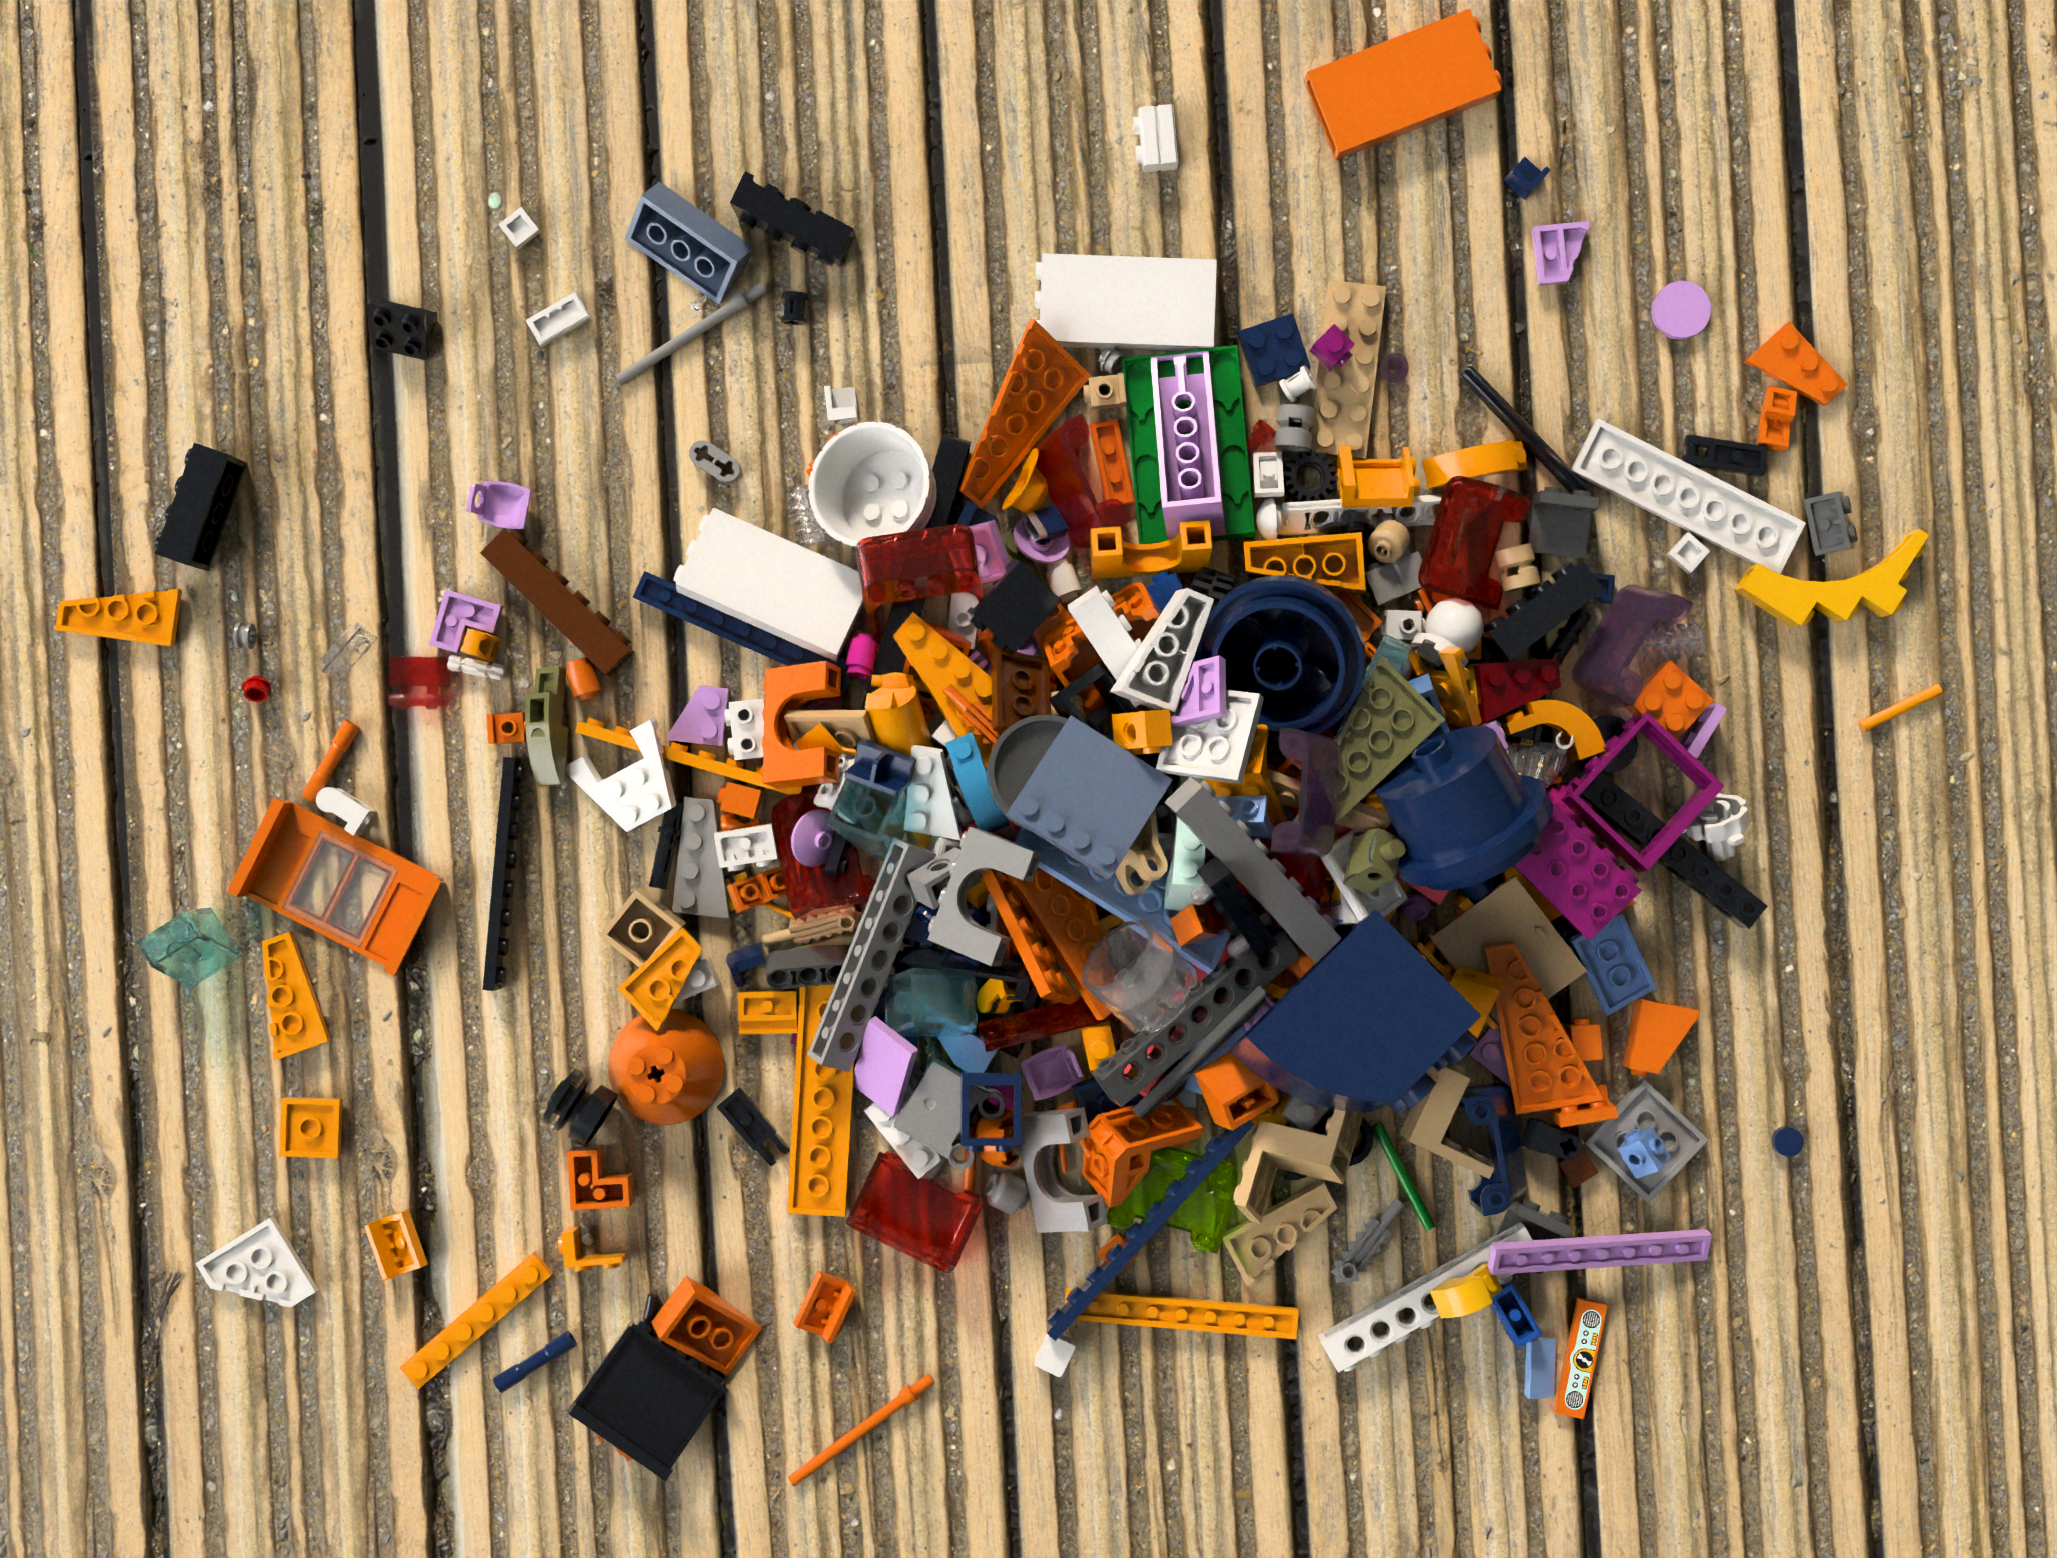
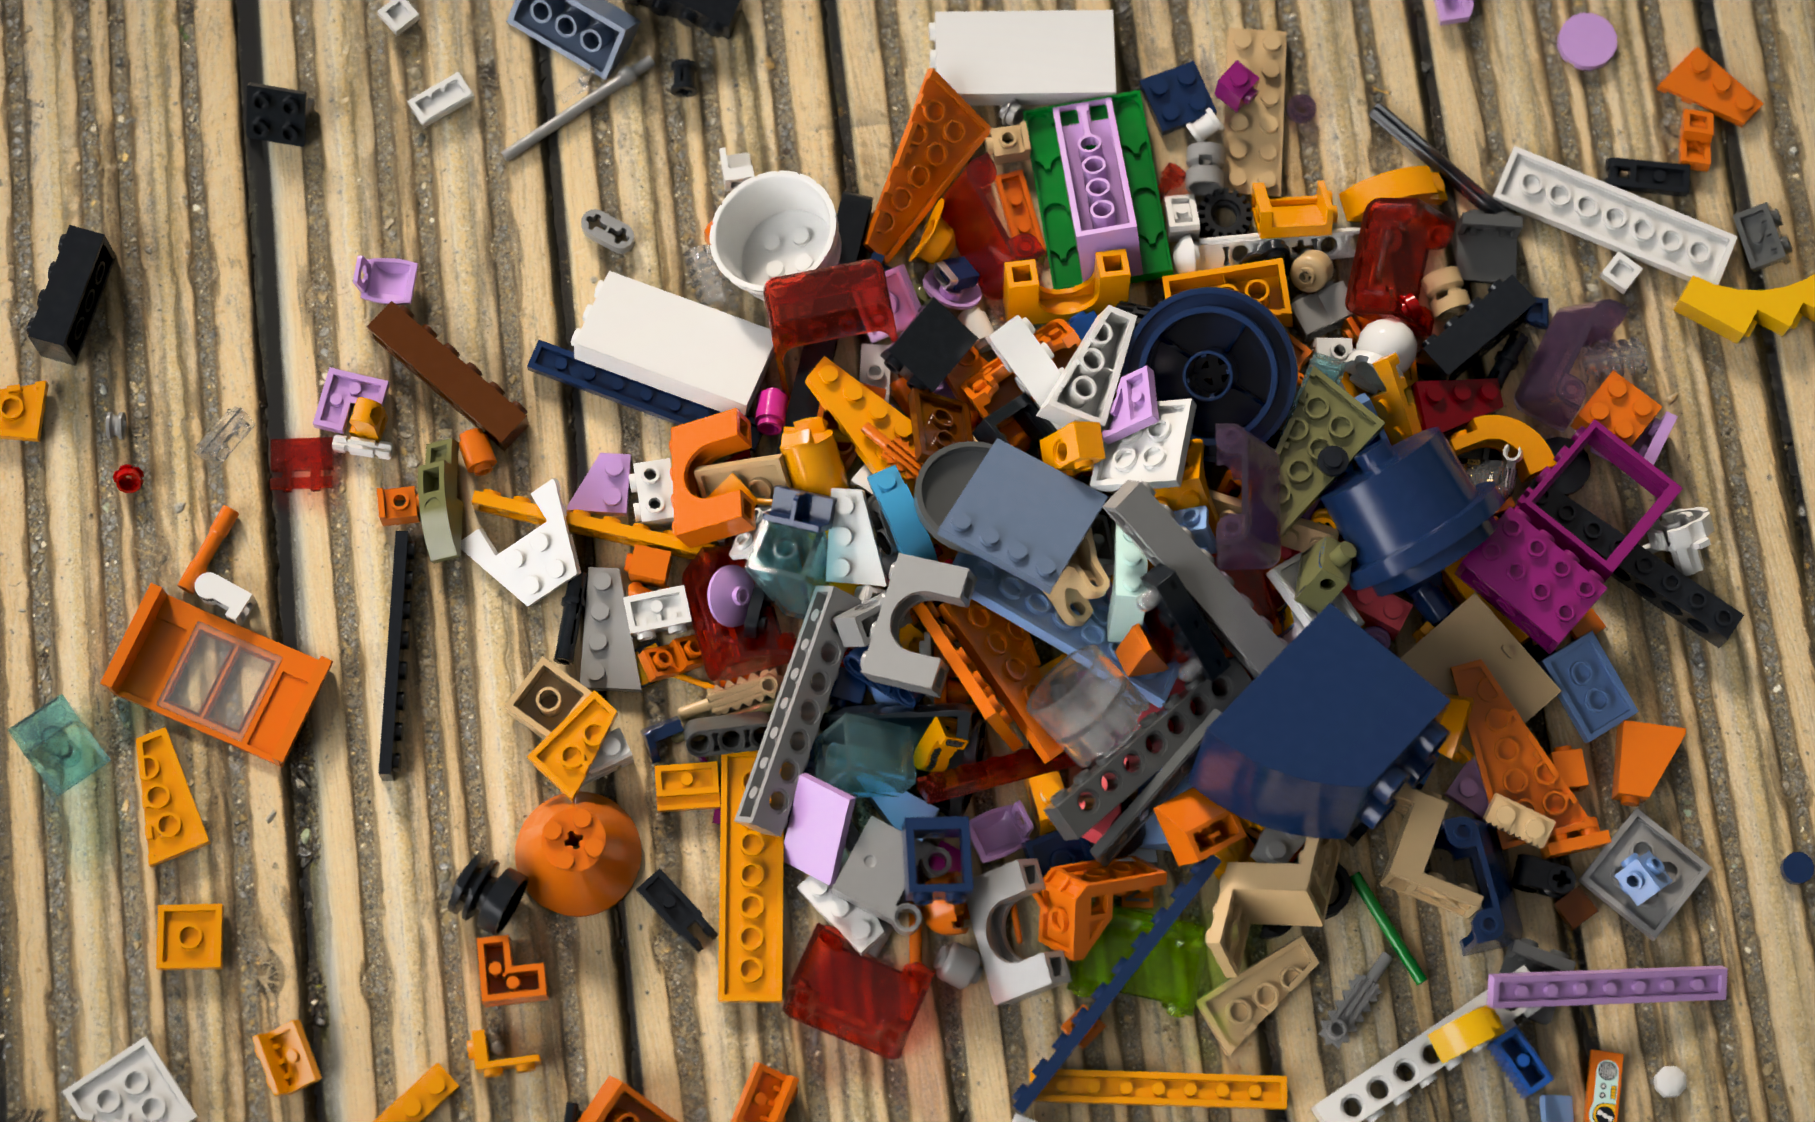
camera: 10 degrees left, 15 degrees down
(1391, 757) = (1333, 461): none -> black plate
(1479, 581) = (1410, 306): none -> red plate
(1534, 1096) = (1518, 821): none -> tan brick
(1647, 1331) = (1670, 1081): none -> white tile

